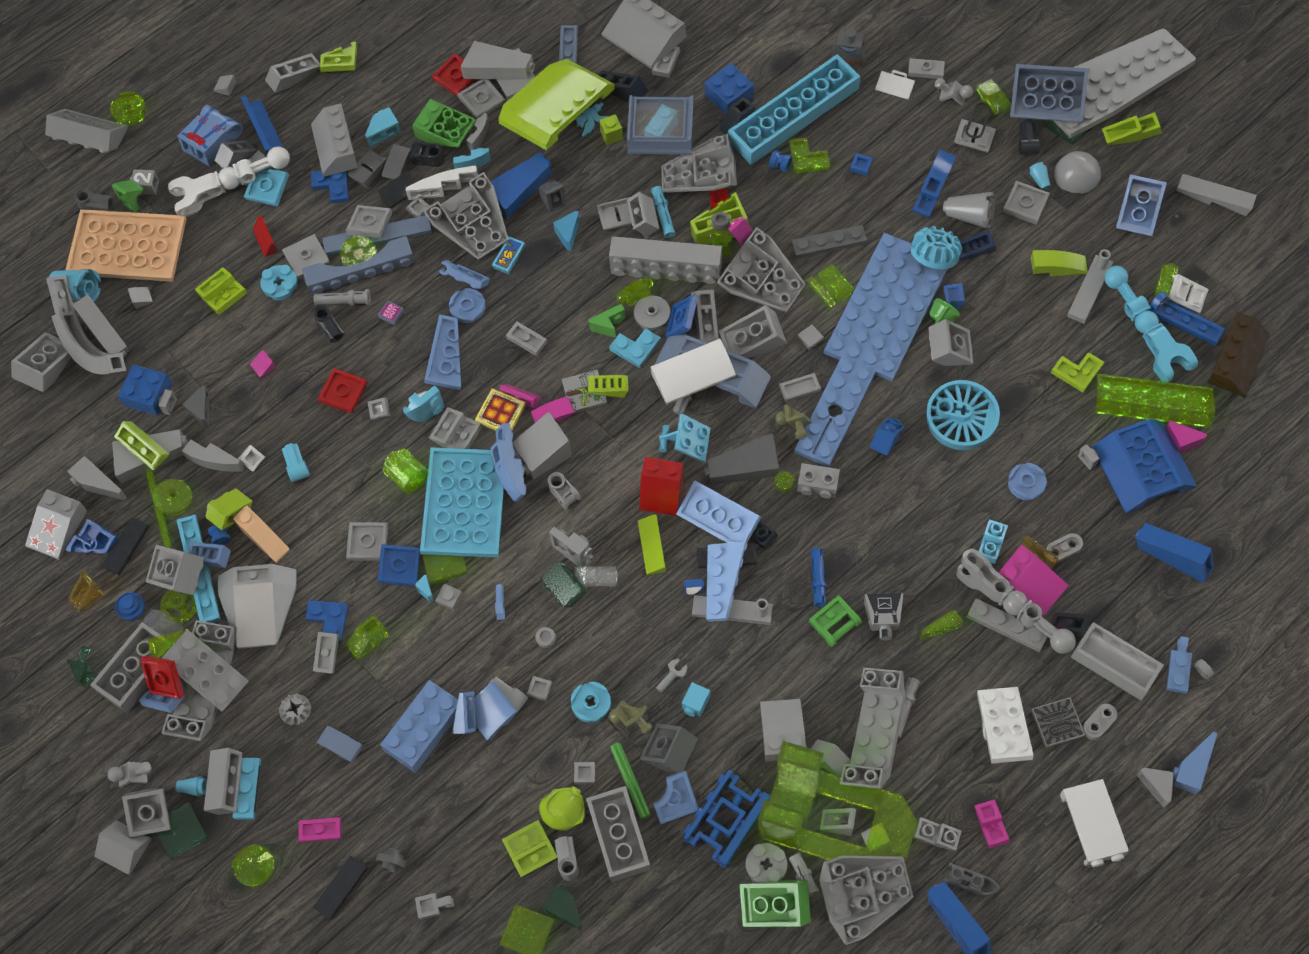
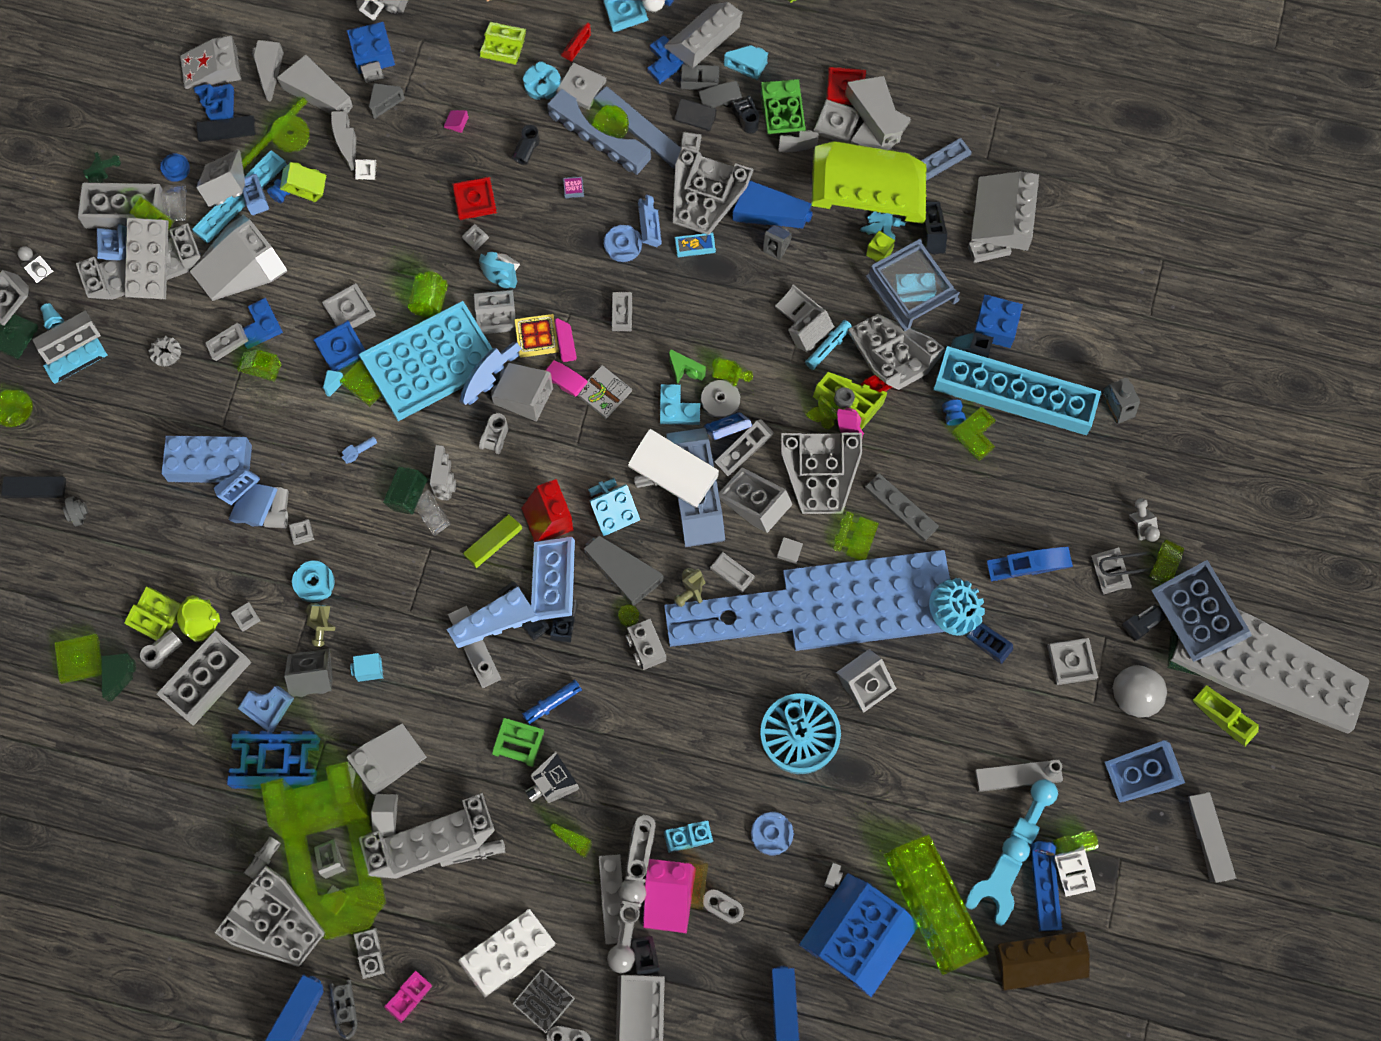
camera: 50 degrees right, 5 degrees up
(84, 592) = (167, 126): clear yellow slope -> none
(141, 444) = (316, 77): lime slope -> none
(162, 677) = (117, 230): red tile -> none
(174, 597) = (196, 197): clear neon green piece -> none
(261, 534) = (300, 221): light nougat slope -> none
(296, 466) = (378, 209): medium azure piece -> none
(319, 830) = (71, 439): dark pink plate -> none
(340, 744) = (154, 405): sand blue slope -> none
(351, 297) = (565, 146): light grey pin -> none
(369, 221) = (647, 112): light grey tile -> none
(430, 905) = (57, 567): light grey plate -> none
(436, 185) = (722, 142): white slope -> none
(444, 358) = (558, 257): medium blue wing -> none
(448, 596) = (339, 405): light grey plate -> none
(478, 157) = (770, 156): medium azure slope -> none
(545, 637) = (351, 507): light grey tile -> none
(567, 228) = (753, 276): dark azure slope -> none
(616, 380) = (625, 402): lime slope -> none
(630, 780) = (262, 658): bright green axle -> none
(665, 260) = (775, 376): light grey brick -> none
(672, 675) = (383, 634): light grey bar -> none
(694, 586) = (472, 599): blue tile -> none
(759, 854) = (247, 830): light grey plate -> none
(775, 904) = (219, 850): bright green slope -> none
(861, 164) = (1003, 486): blue plate -> none
(887, 436) = (731, 678): blue slope -> none
(895, 84) = (1116, 466): white piece -> none
(926, 68) = (1154, 482): light grey plate -> none
(942, 310) = (892, 653): bright green piece -> none
(954, 295) = (920, 653): blue plate -> none
(971, 208) = (1025, 615): light grey cone -> none
(1040, 175) = (1111, 656): medium azure cone -> none
(1058, 263) = (1024, 729): lime slope -> none
(1078, 375) = (914, 817): lime plate -> none
(1185, 437) = (914, 957): dark pink slope -> none

